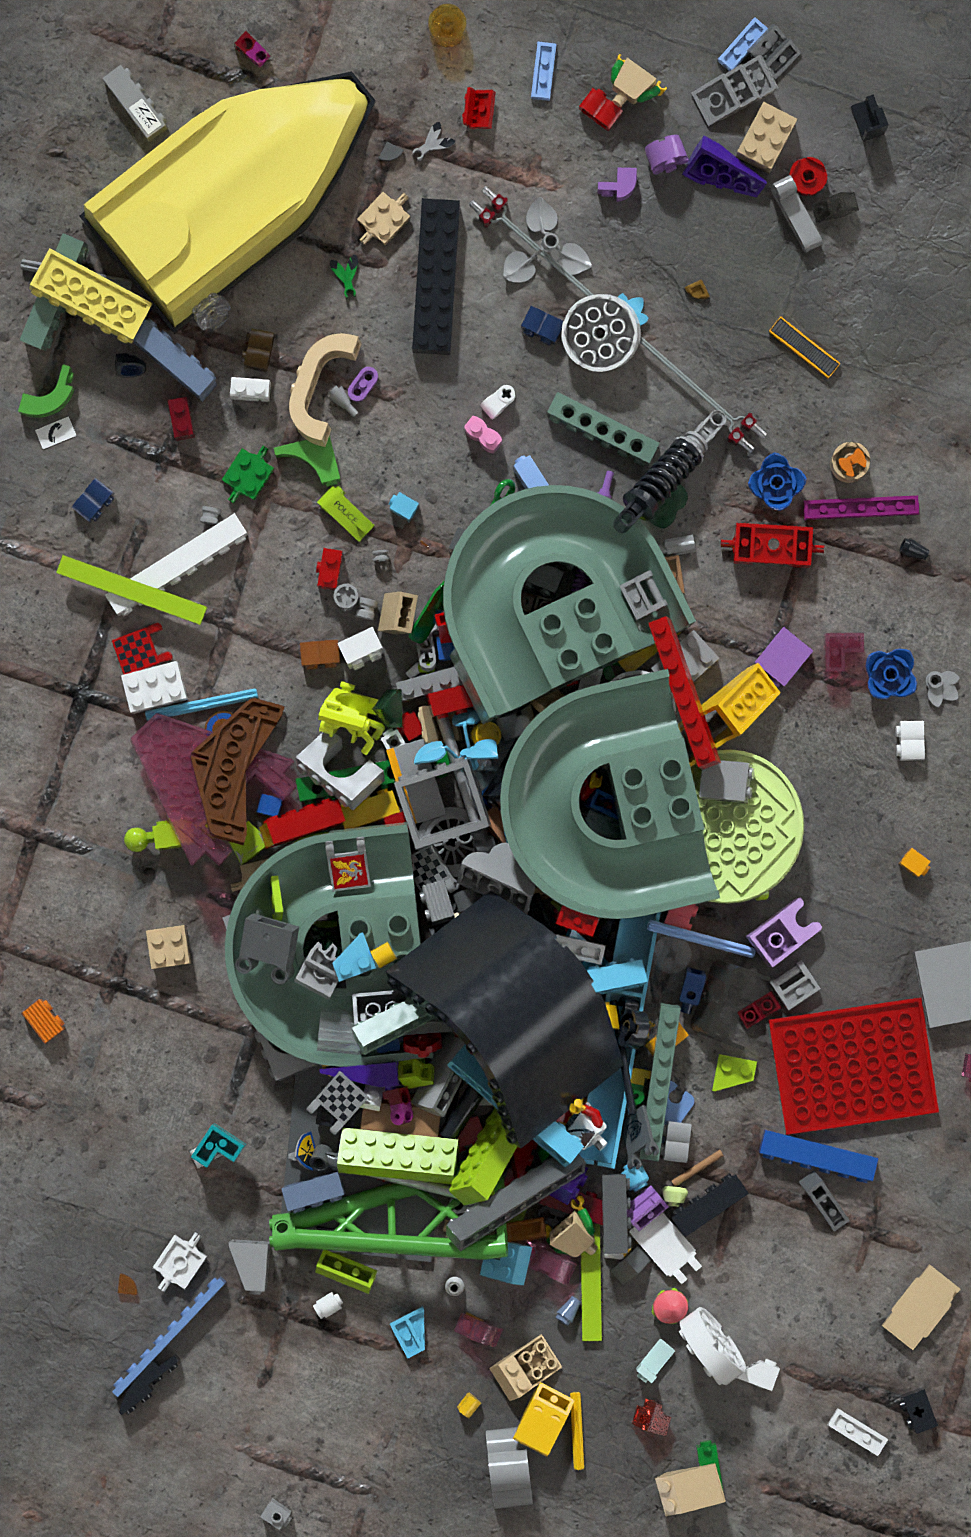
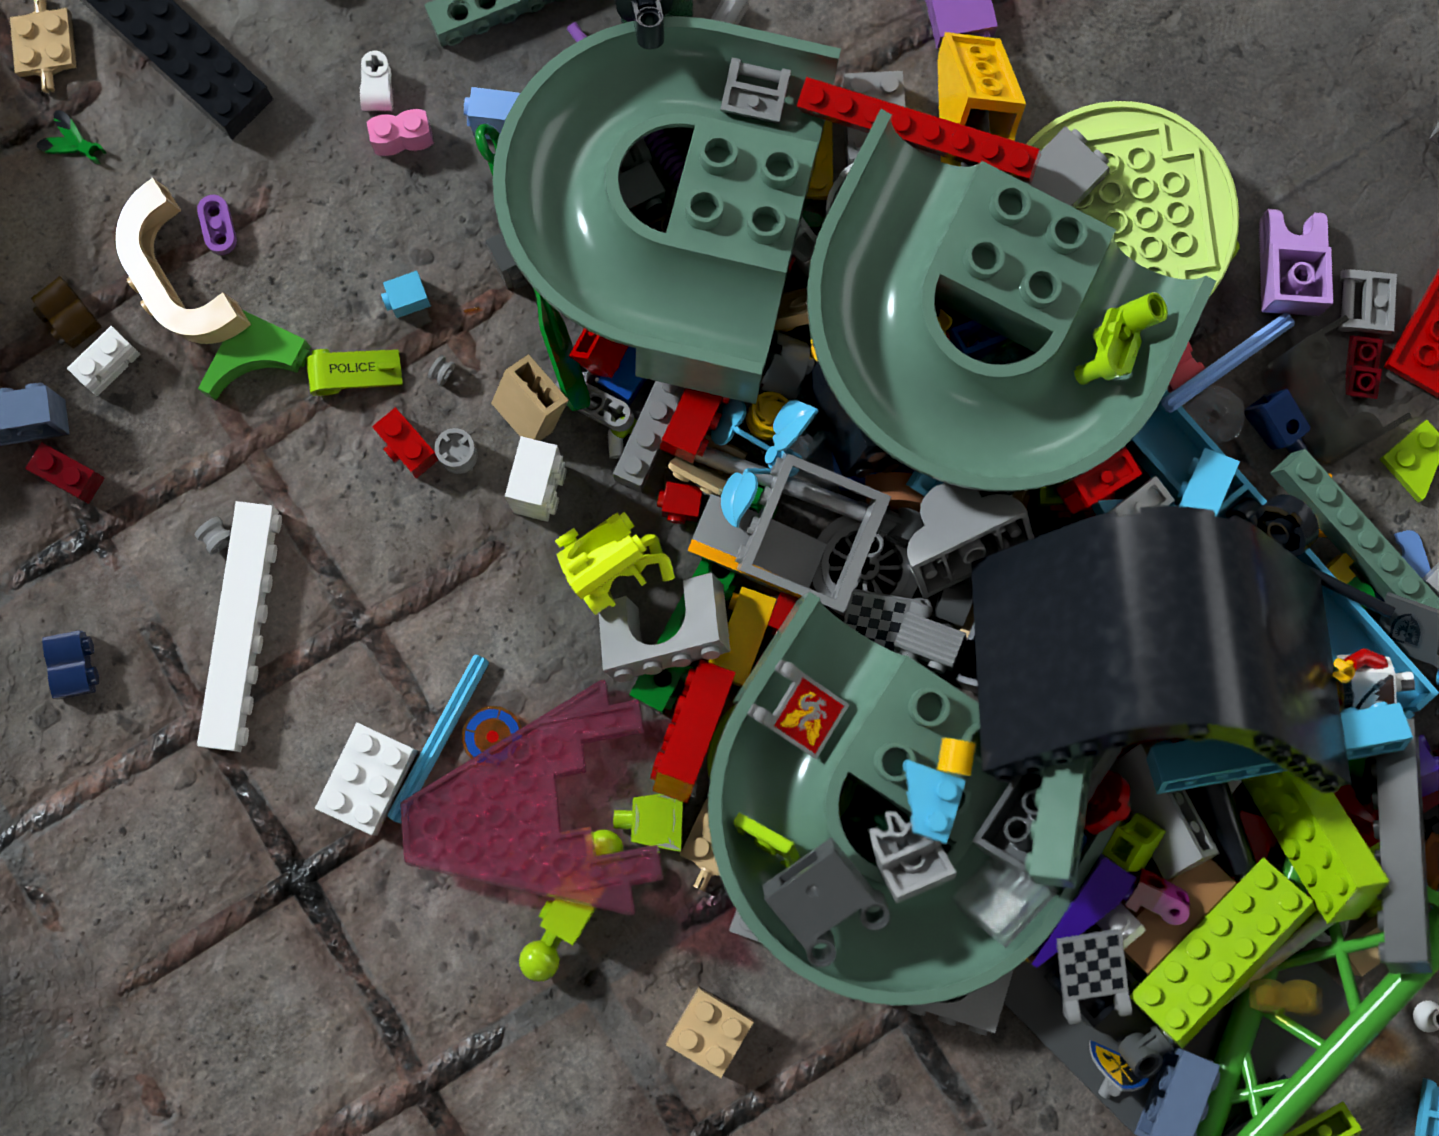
camera: 60 degrees left, 5 degrees down
(131, 590) = (218, 706): lime tile -> none
(137, 650) = (304, 762): red flag -> none
(229, 754) = (549, 779): reddish brown wing -> none
(248, 474) = (204, 449): green plate -> none
(269, 805) = (634, 756): blue brick -> none
(320, 653) = (499, 539): dark orange brick -> none
(340, 398) = (209, 264): light grey cone -> none
(366, 608) = (491, 439): light grey wheel -> none
(390, 708) = (639, 506): clear green slope -> none
(390, 735) = (673, 532): white brick -> none
(401, 1201) = (1277, 998): none -> clear yellow brick
(654, 874) = (1120, 338): none -> lime piece
(915, 863) = (1327, 49): light orange brick -> none

